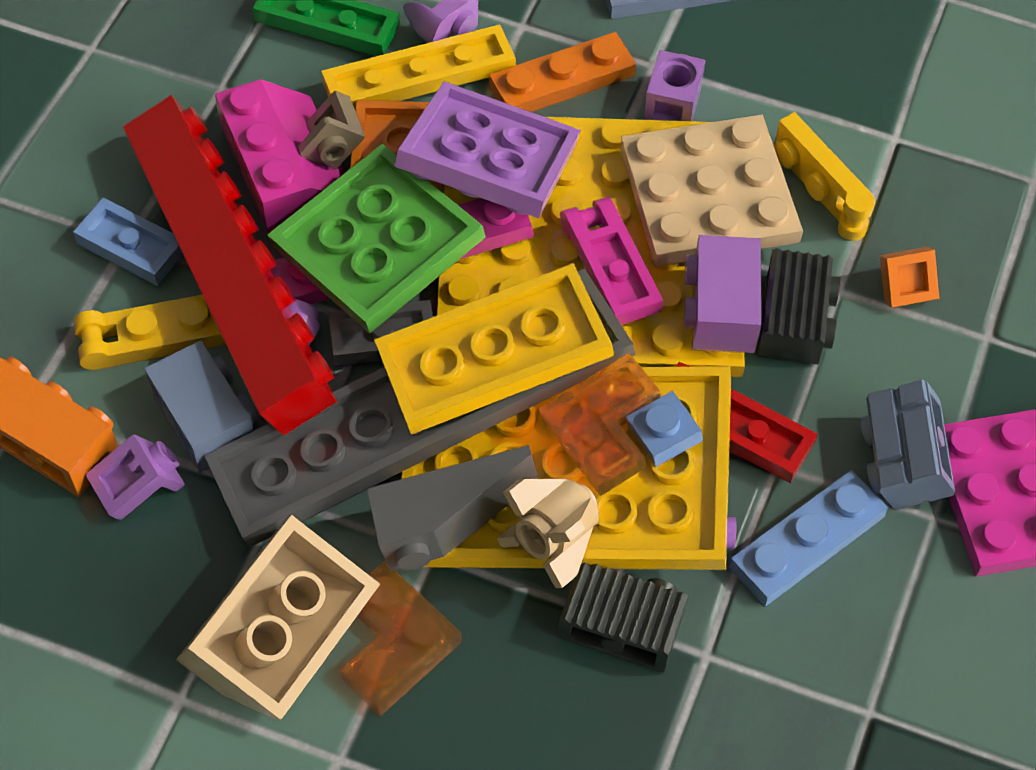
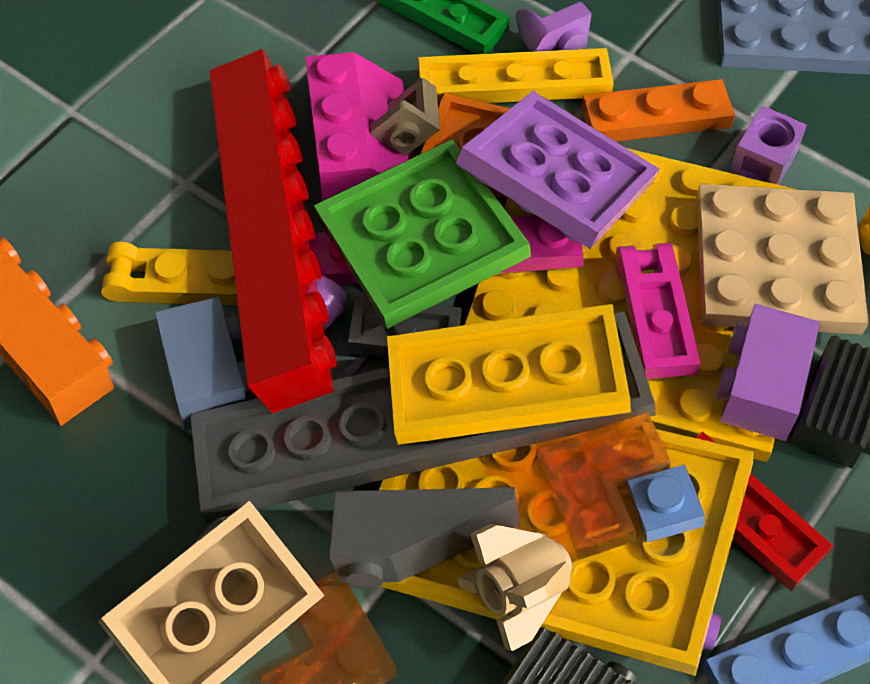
camera: 15 degrees right, 0 degrees up
(129, 241) = (183, 182): medium blue plate -> none
(134, 474) = (117, 416): medium lavender bracket -> none

